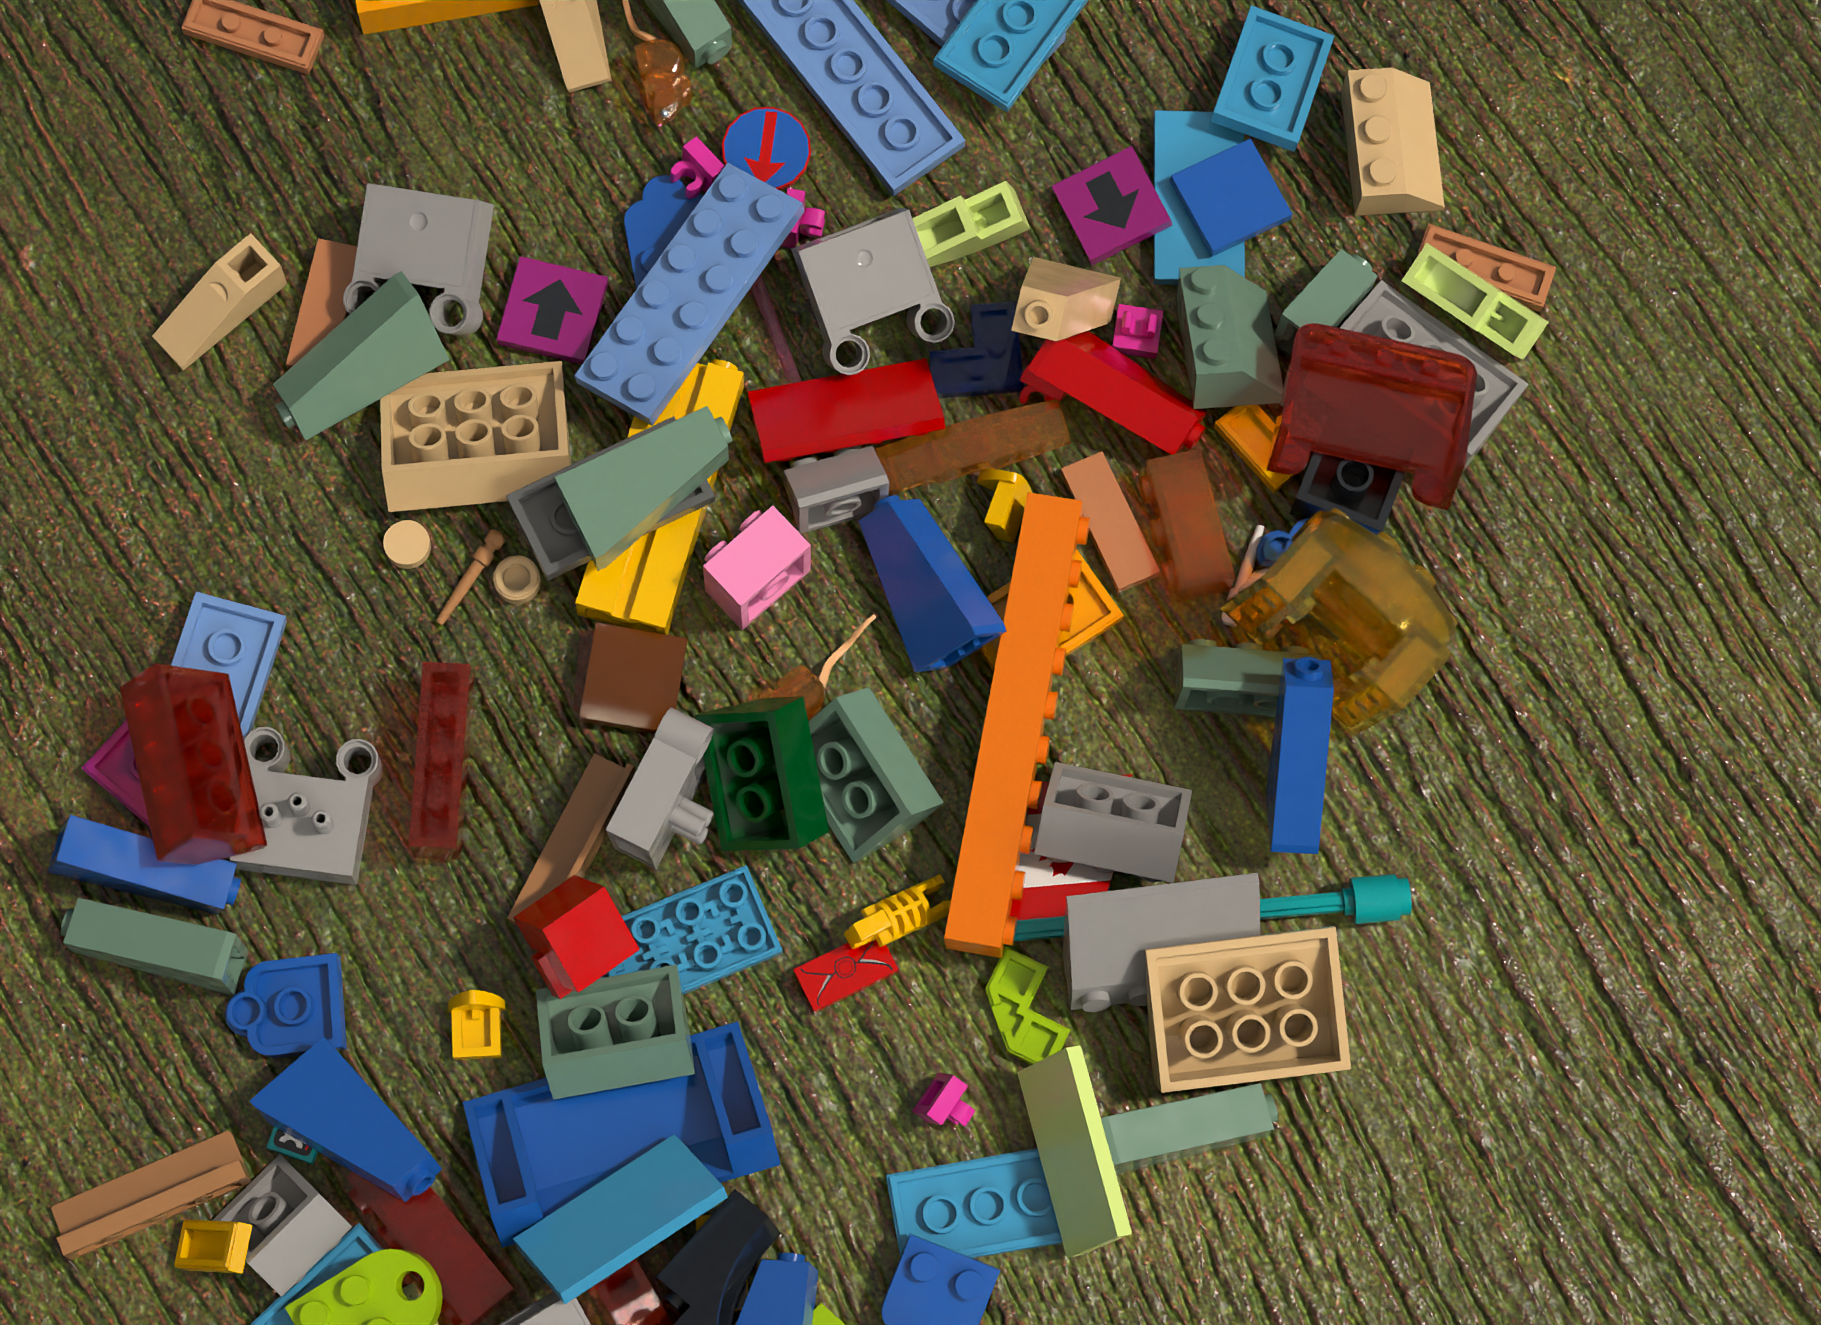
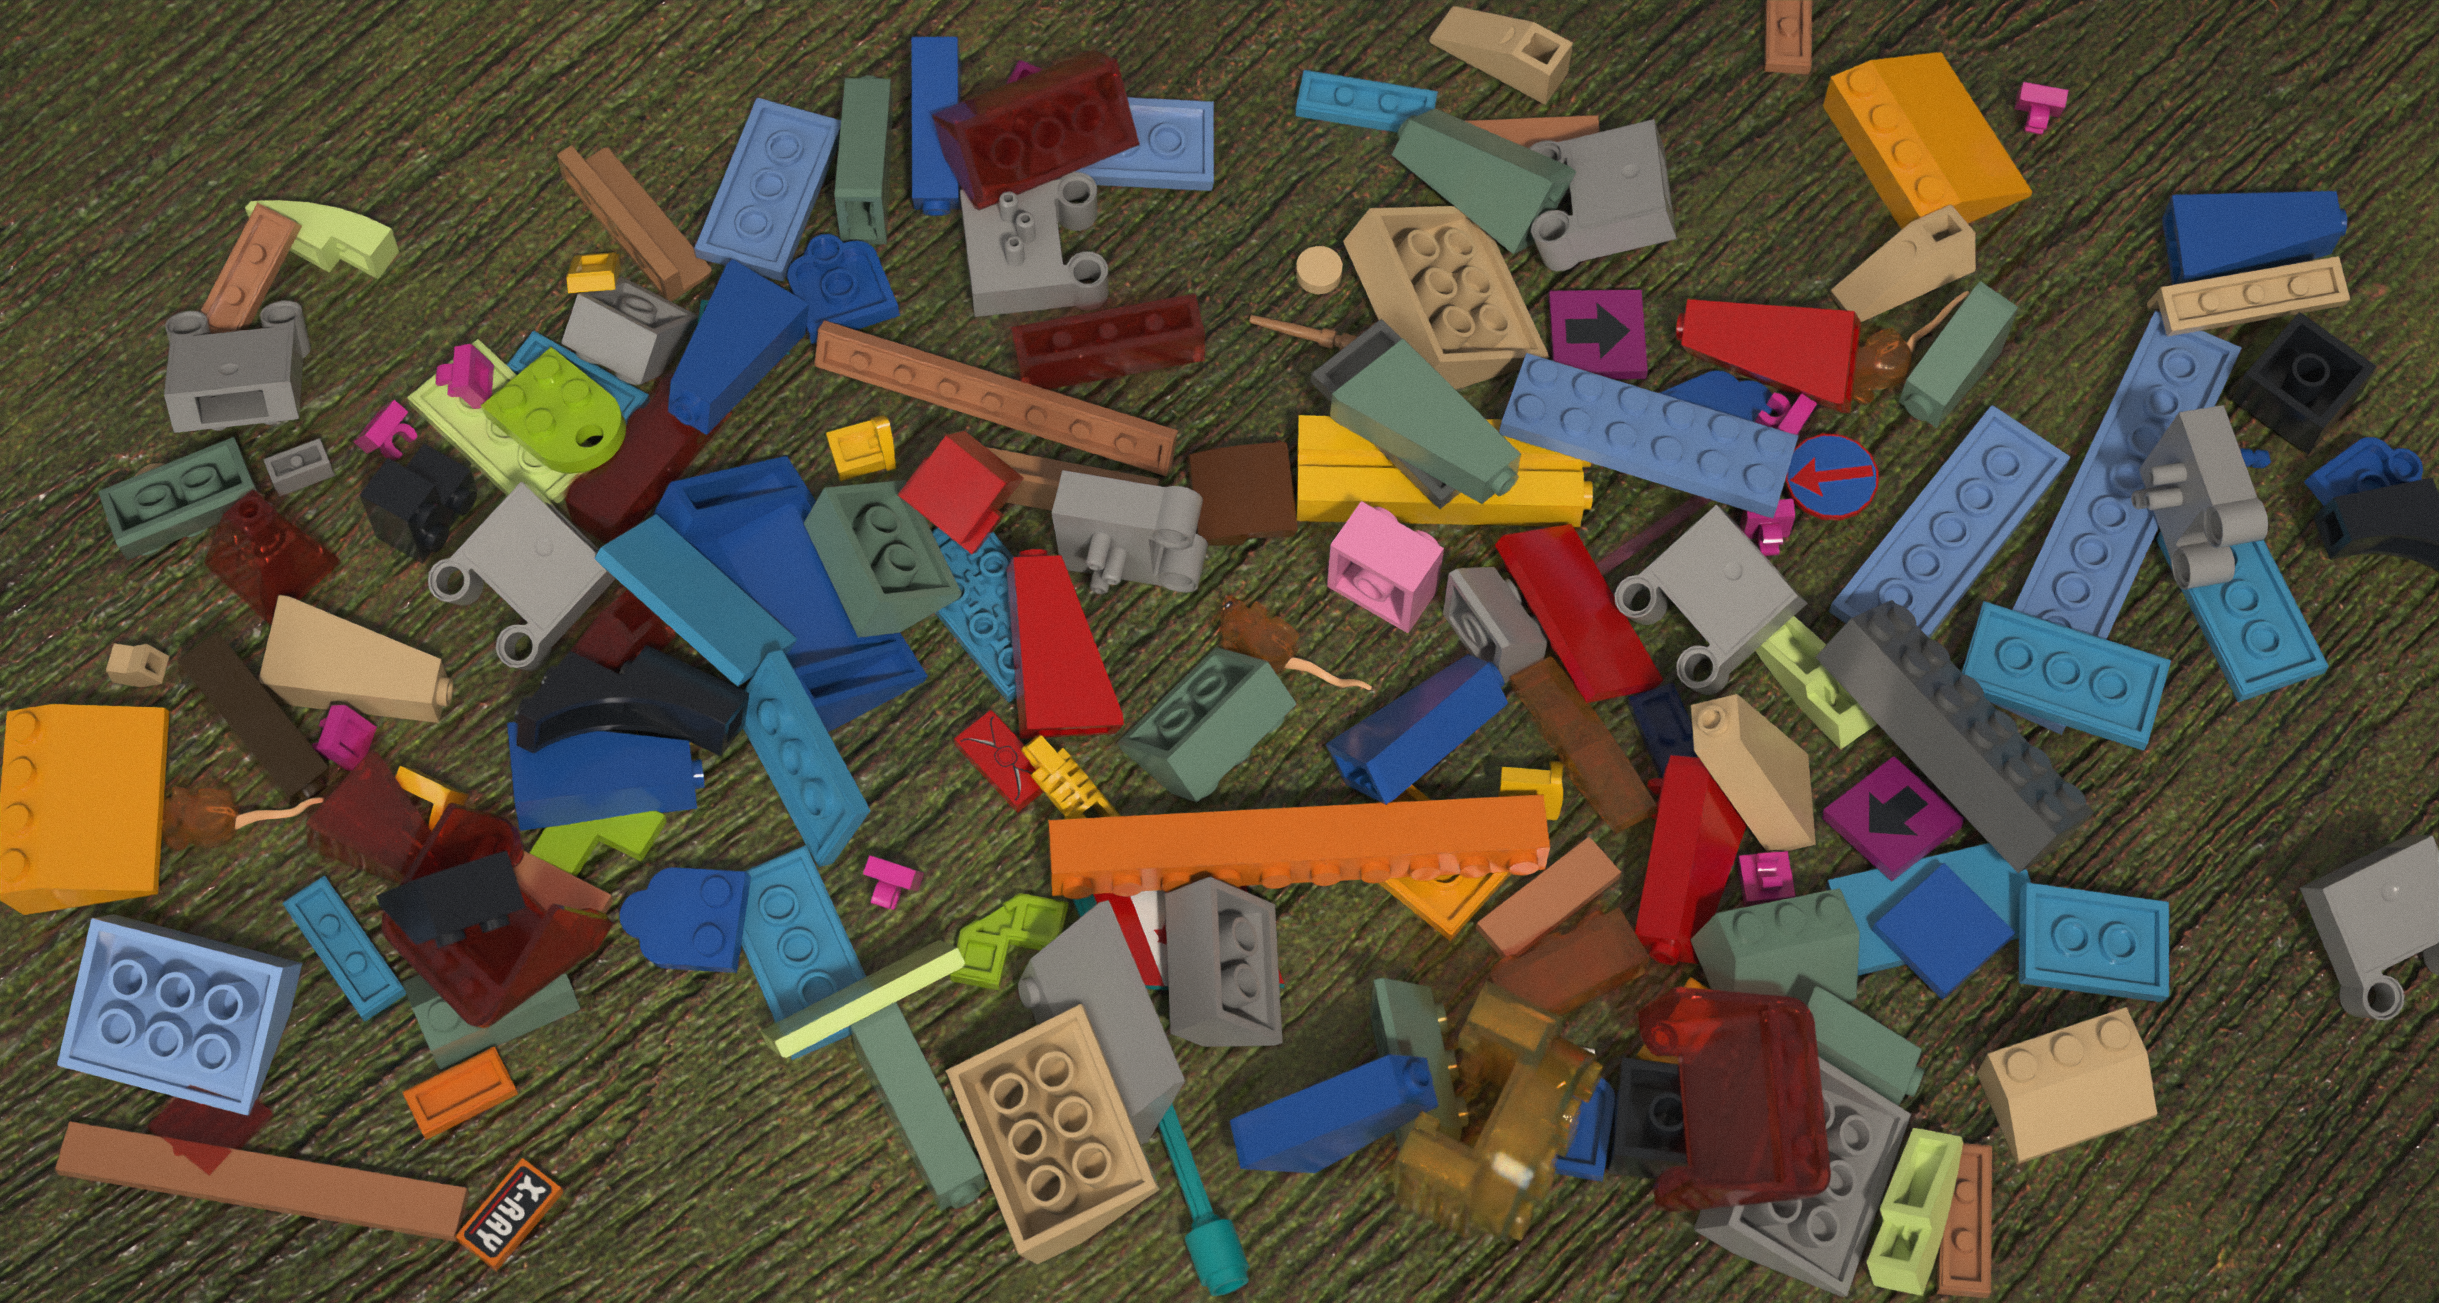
camera: 80 degrees right, 10 degrees down
(157, 1050) = (769, 189): none -> medium blue plate
(232, 450) = (1360, 101): none -> dark azure tile
(463, 886) = (995, 398): none -> nougat tile
(517, 579) = (1302, 368): tan tile -> none
(630, 148) = (1777, 345): none -> red slope
(764, 775) = (1174, 623): dark green slope -> none
(764, 893) = (1056, 660): none -> red slope
(812, 1154) = (802, 760): none -> dark azure tile
(1061, 124) = (1955, 734): none -> dark grey brick

